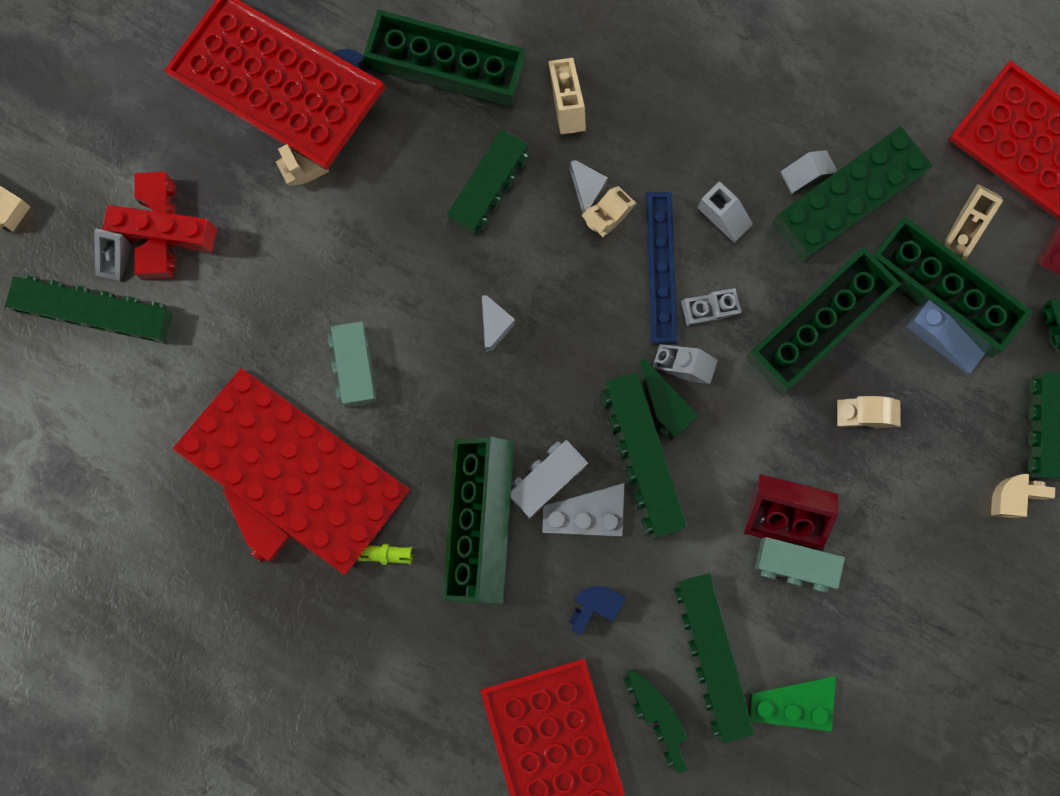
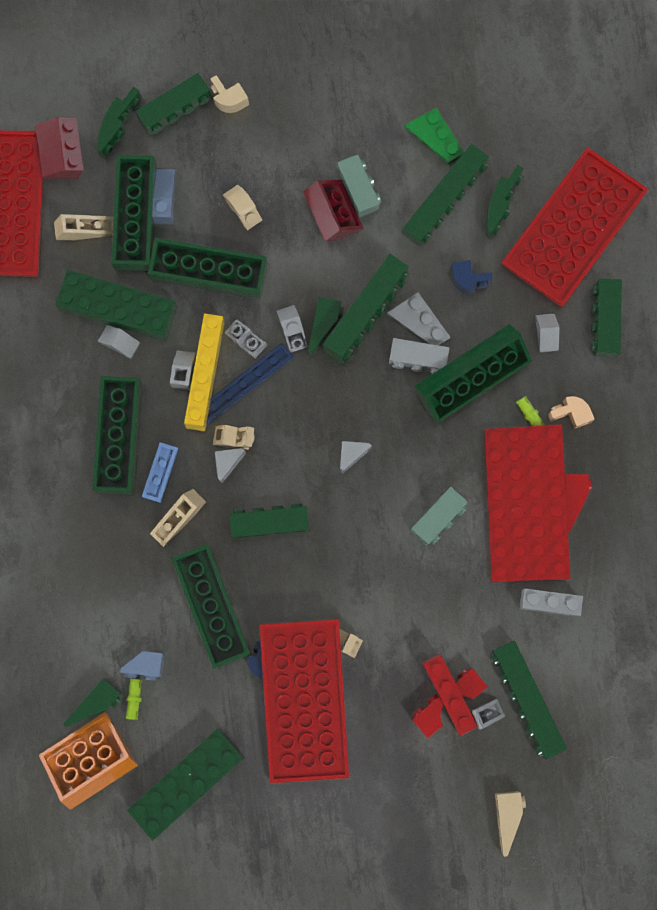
camera: 125 degrees left, 0 degrees up
(166, 411) = (551, 602): none -> light grey brick
(351, 609) = (576, 409): none -> light nougat brick
(426, 731) = (607, 317): none -> dark green brick
(465, 649) = (547, 332): none -> light grey slope
(629, 111) = (160, 472): none -> medium blue plate
(703, 92) = (117, 435): none -> dark green brick
(704, 231) = (204, 372): none -> yellow brick

